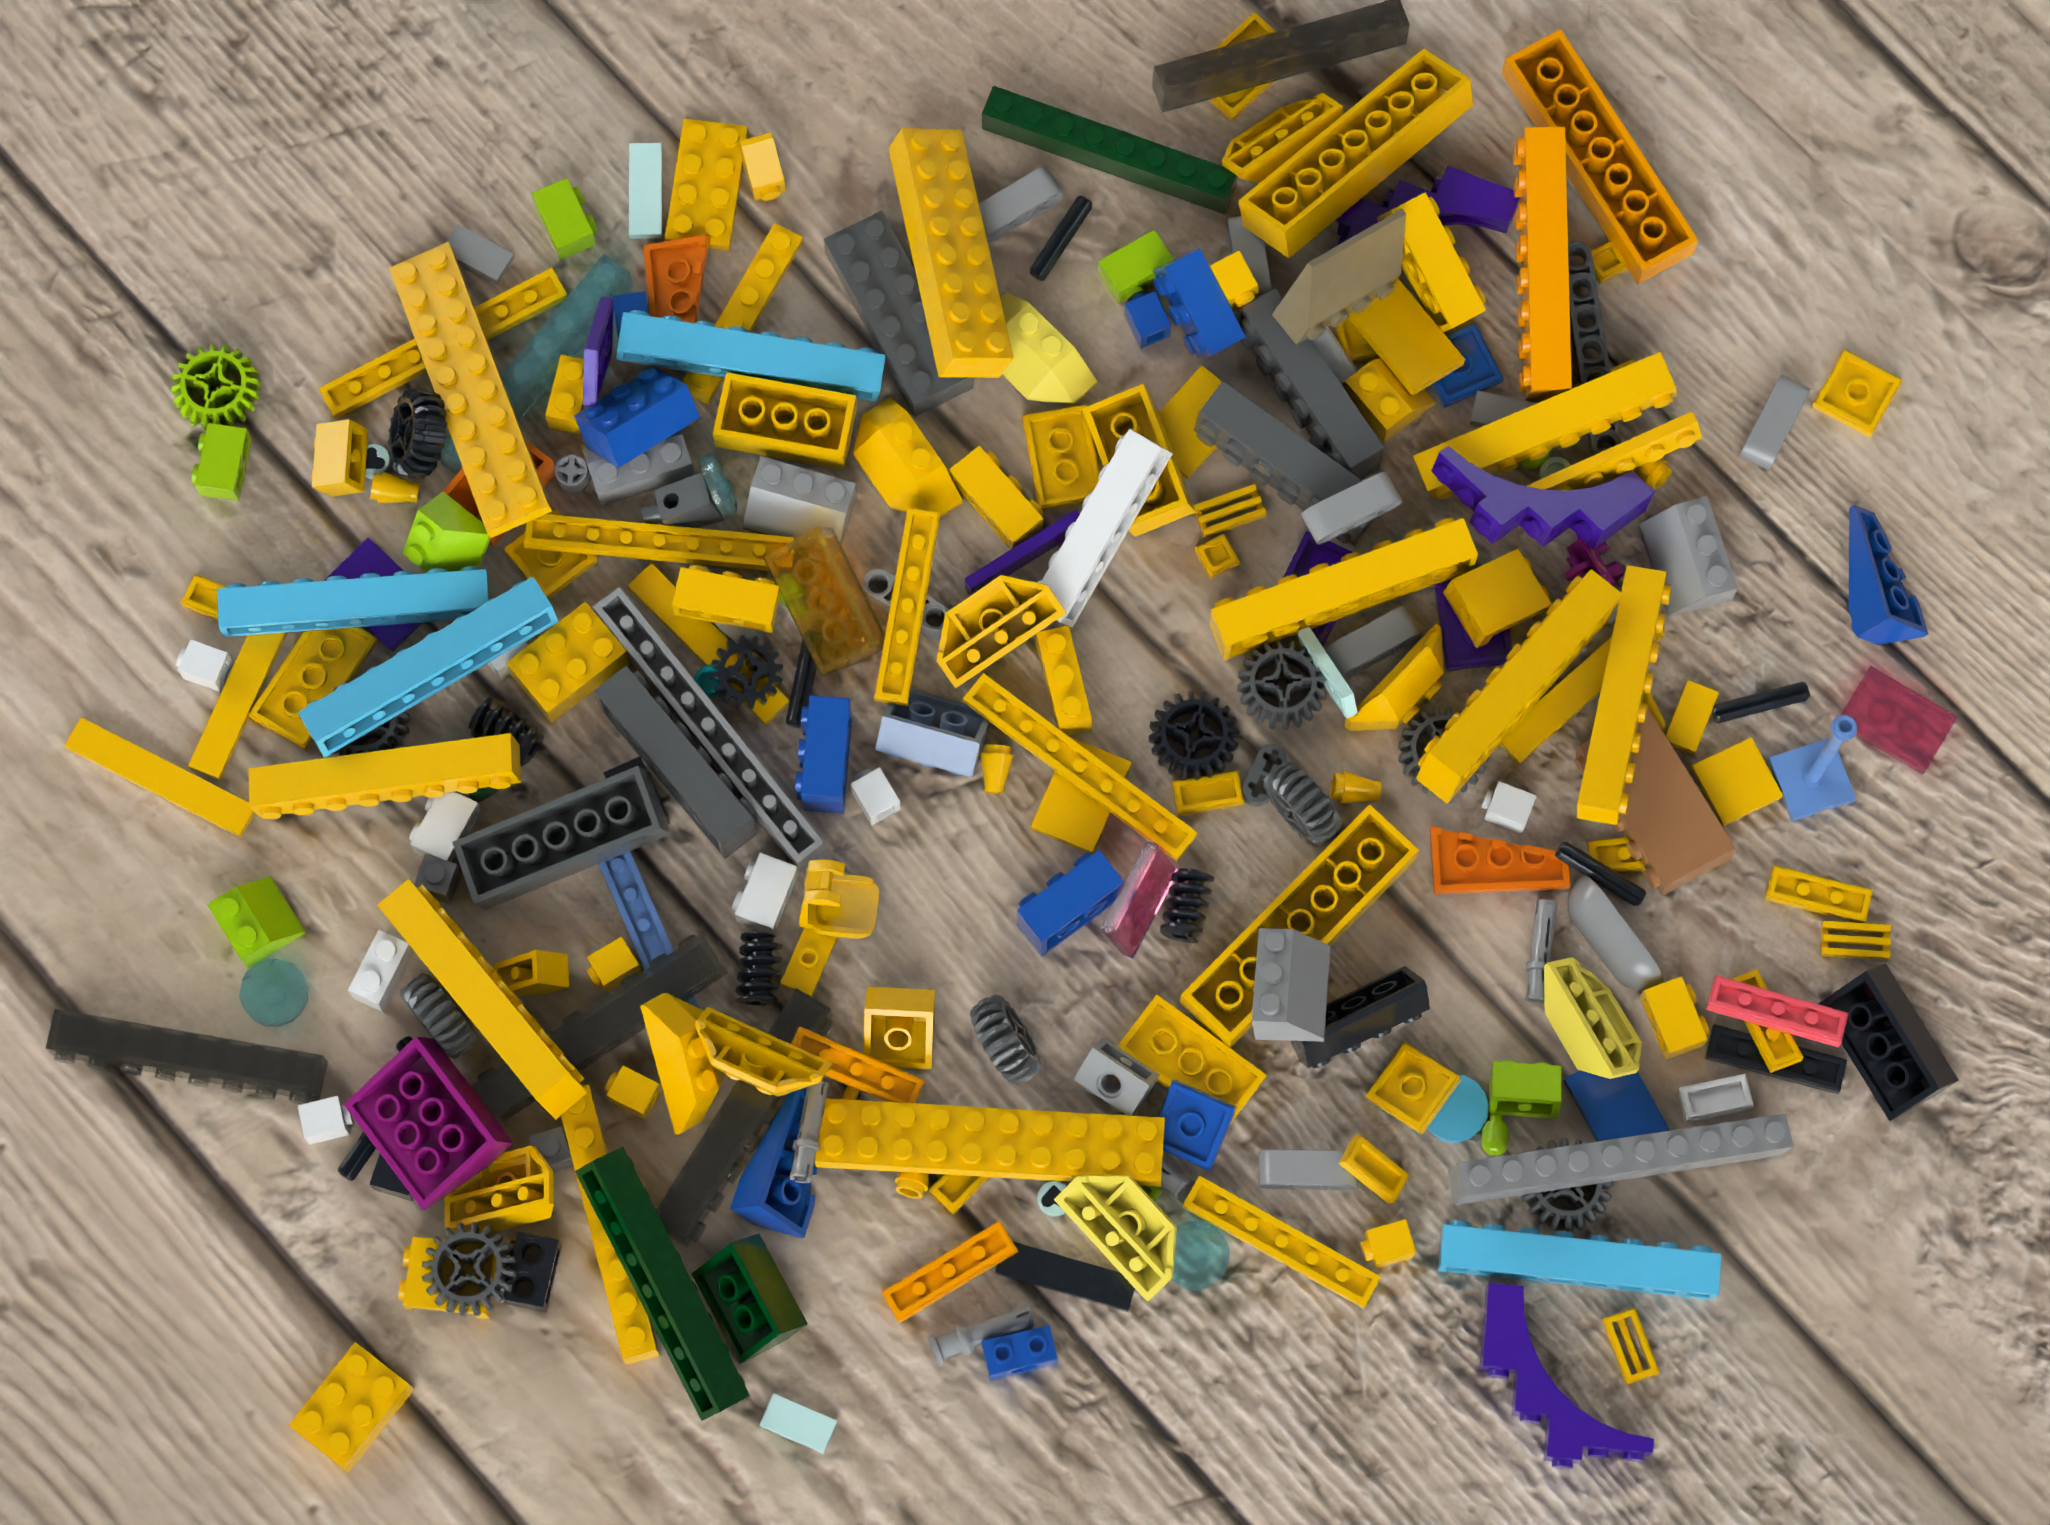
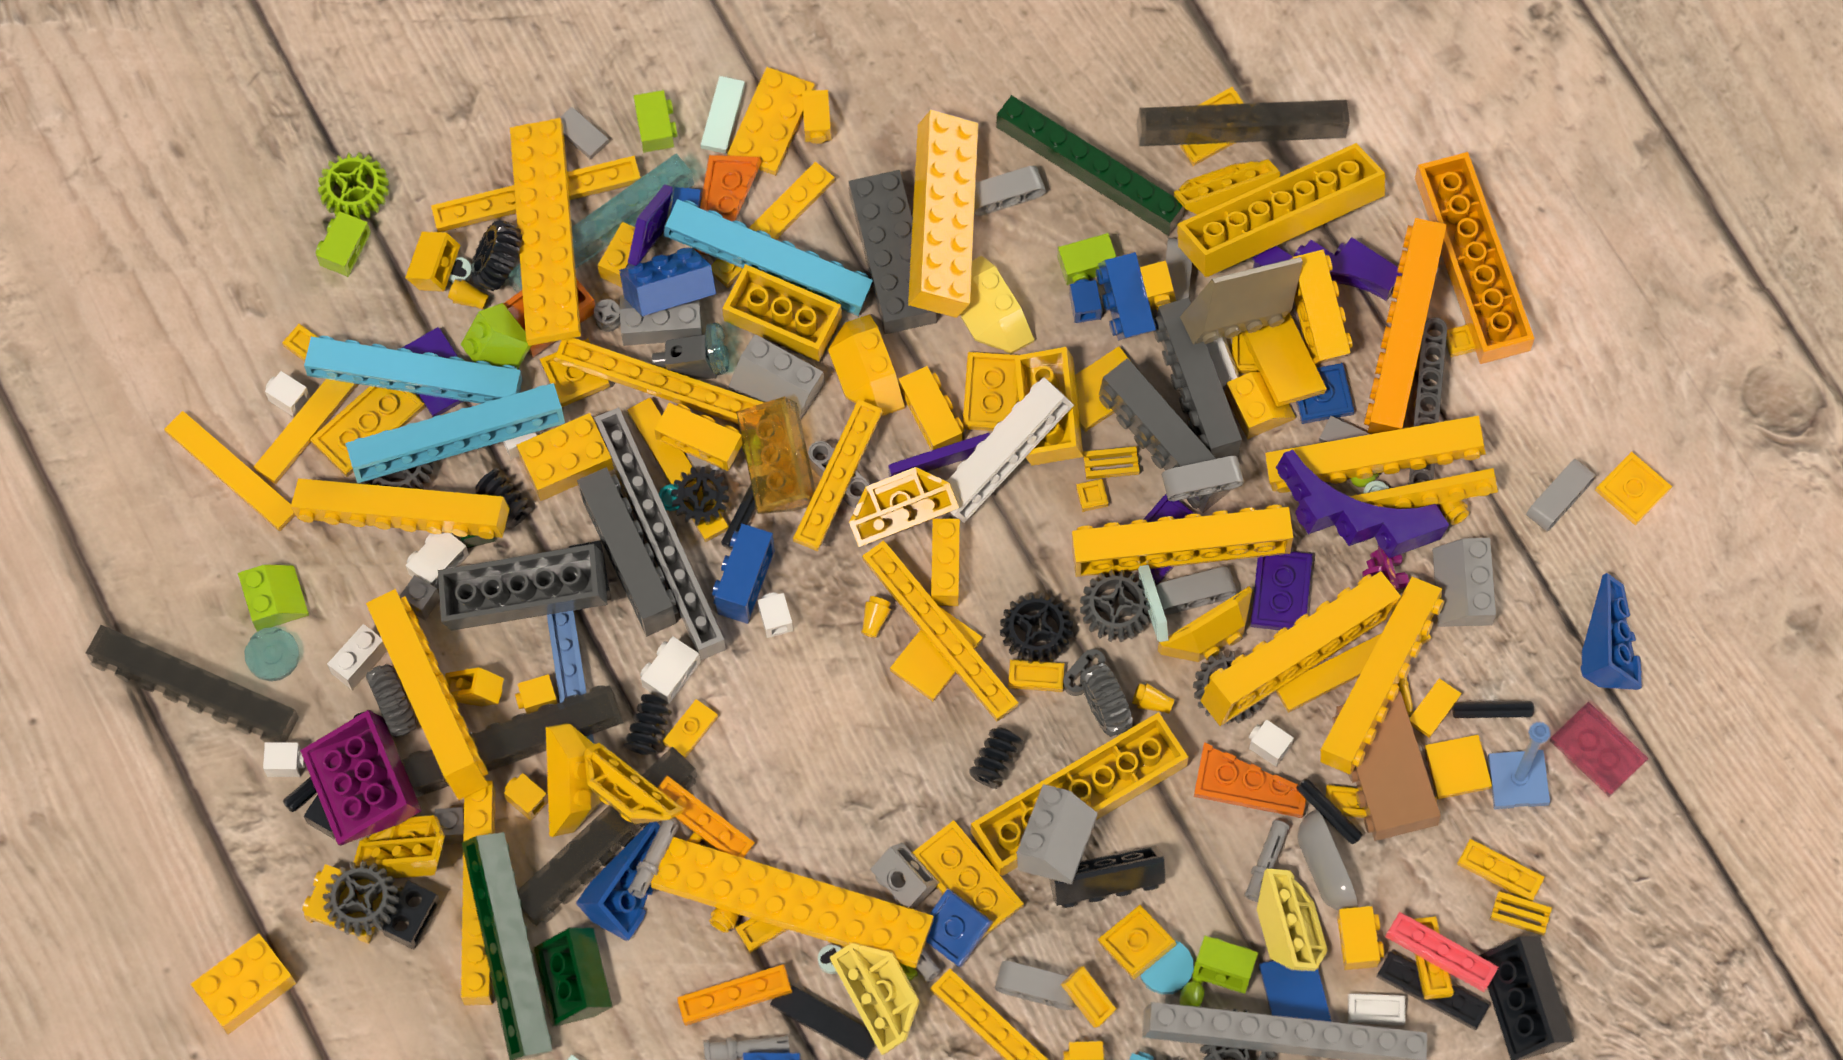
camera: 15 degrees right, 5 degrees down
(837, 901) = (722, 688): yellow piece -> none
(900, 1026) = (746, 796): yellow slope -> none
(934, 733) = (833, 577): slope -> none
(1005, 1039) = (824, 824): dark grey gear -> none
(1060, 238) = (1034, 224): black axle -> none
(1068, 902) = (903, 731): blue brick -> none
(1139, 899) = (958, 743): clear pink tile -> none
(1199, 1256) = (932, 1031): clear light blue tile -> none
(1497, 597) = (1303, 576): yellow panel -> none

